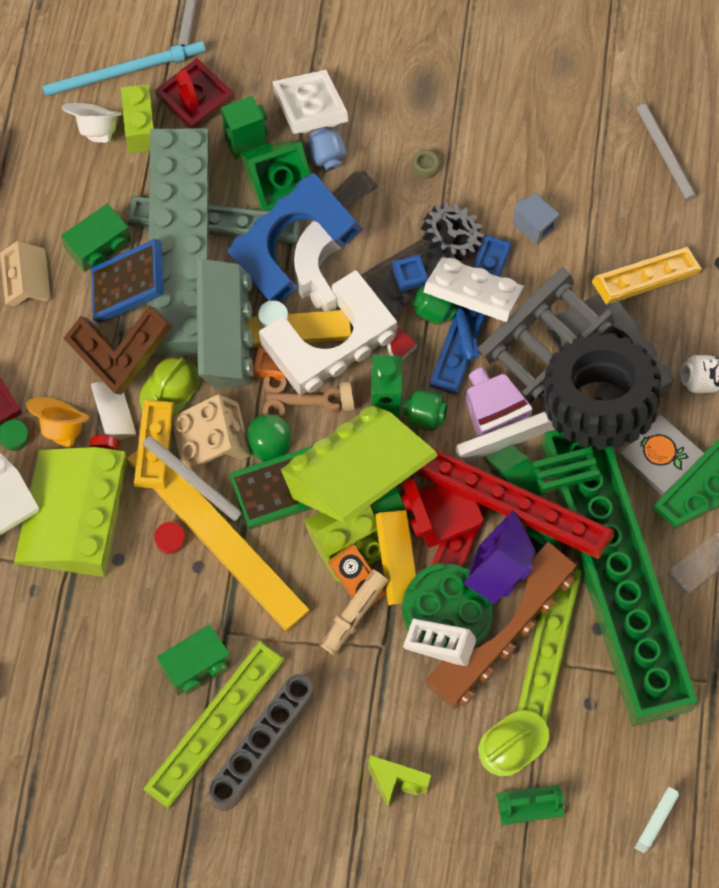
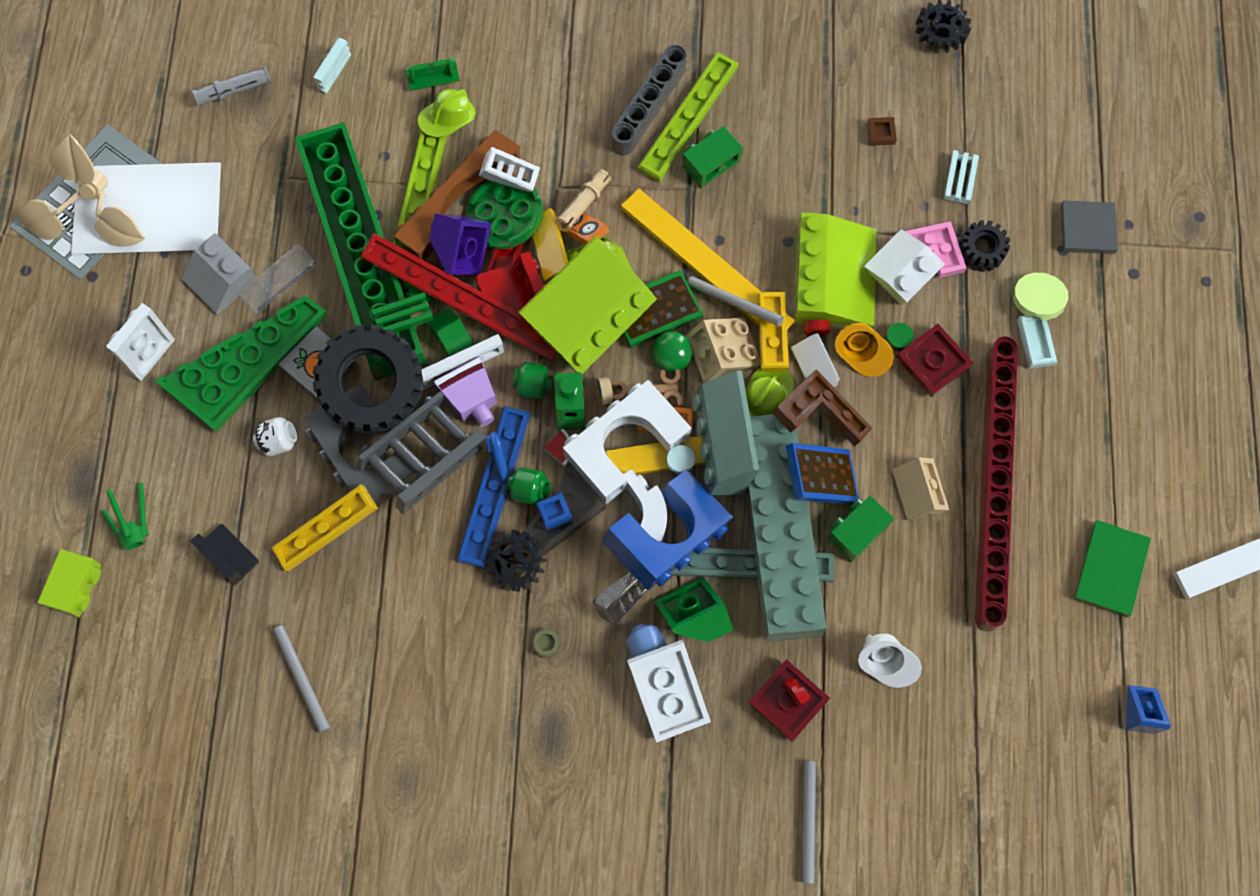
camera: 175 degrees right, 5 degrees up
(137, 117) = (841, 662): lime brick -> none
(169, 538) = (747, 258): red tile -> none
(176, 53) = (816, 749): medium azure bar -> none
(244, 125) = (732, 652): green brick -> none
(389, 774) = (544, 83): lime slope -> none
(474, 288) = (491, 492): white plate -> none
(535, 218) = (434, 585): sand blue brick -> none

